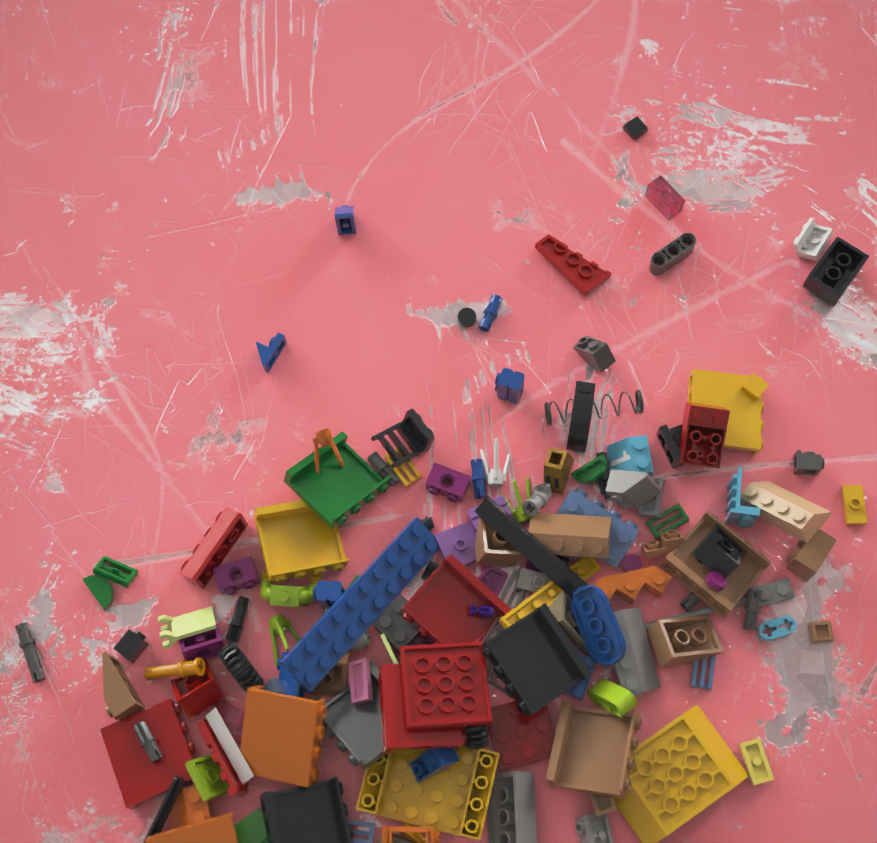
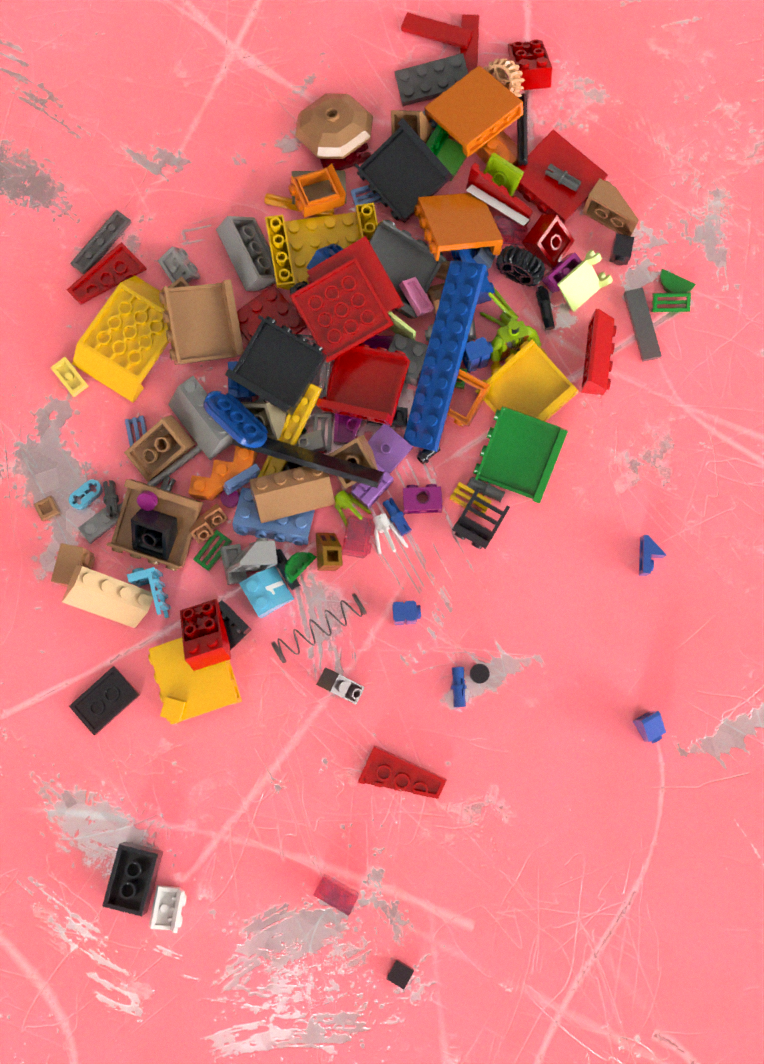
camera: 155 degrees right, 10 degrees up
(31, 656) = (702, 211): dark grey pin -> none
(154, 563) = (642, 324): none -> dark grey tile
(182, 669) = (567, 245): light orange pin -> none
(225, 573) = (560, 351): magenta brick -> none
(325, 438) = (549, 477): orange plant -> none
(348, 567) = (477, 383): none -> orange window
(484, 611) = (338, 394): dark purple piece -> none
(525, 471) = (357, 537): none -> clear pink brick
(538, 499) = (333, 515): light grey connector -> none
(581, 416) = (326, 612): black arch -> none
(612, 697) = (202, 368): lime beam -> none
(625, 567) = (241, 479): none -> medium blue tile
(677, 247) = (297, 837): dark grey beam -> none
(807, 463) = (102, 658): dark grey brick -> none
(817, 428) = (104, 700): none -> black tile
(853, 505) = (49, 637): yellow plate -> none

